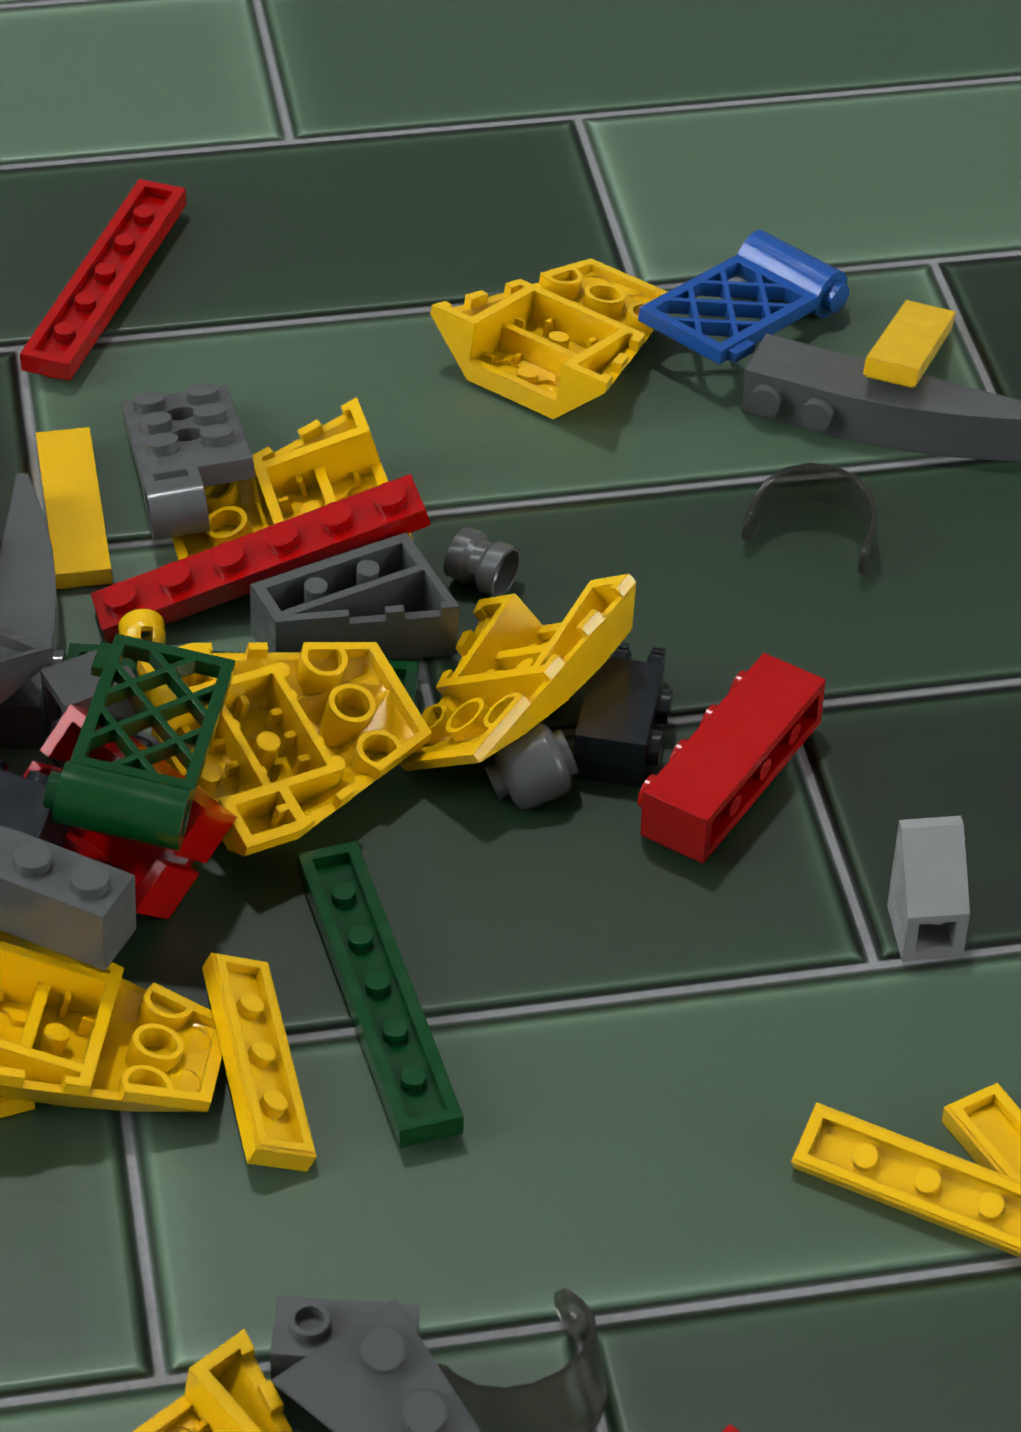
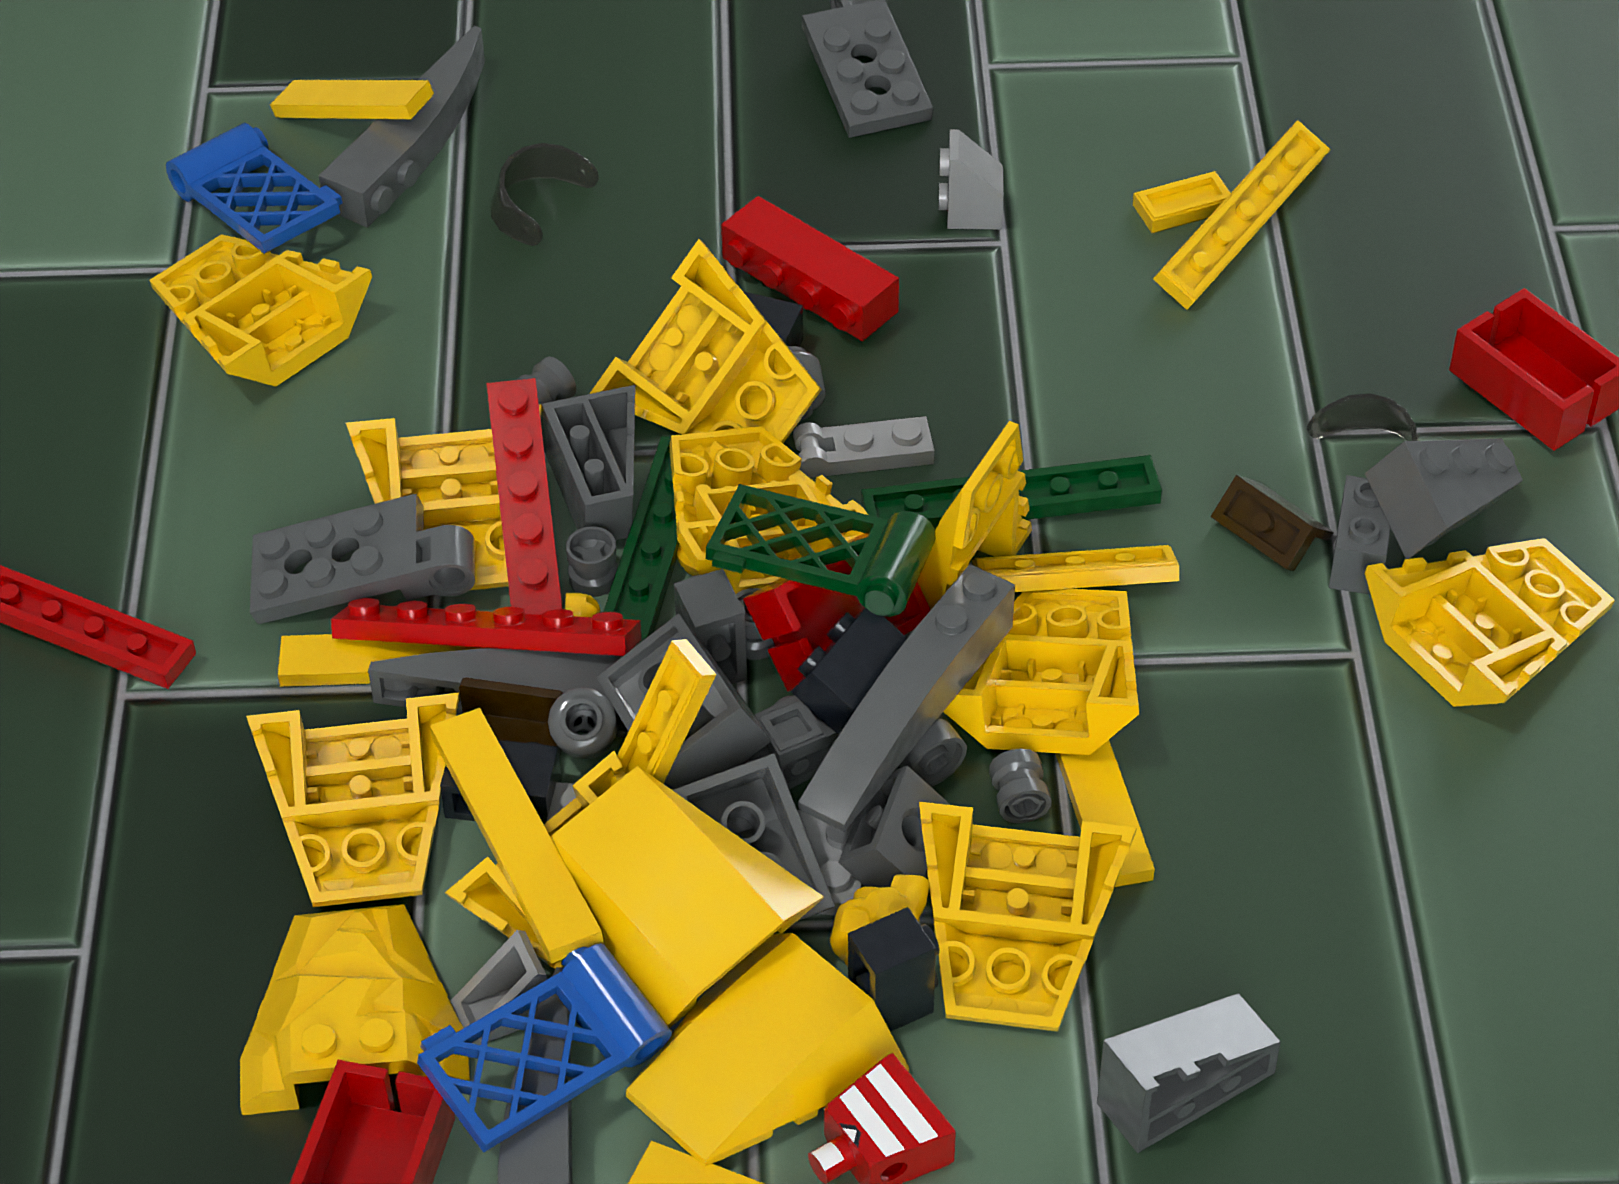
camera: 80 degrees left, 5 degrees up
(84, 553) = (502, 629): none -> red plate
(216, 620) = (591, 560): none -> dark grey wheel
(234, 890) = (981, 517): none -> yellow wedge
(383, 1255) = (1268, 521): none -> dark brown panel
(453, 853) = (863, 446): none -> light grey plate

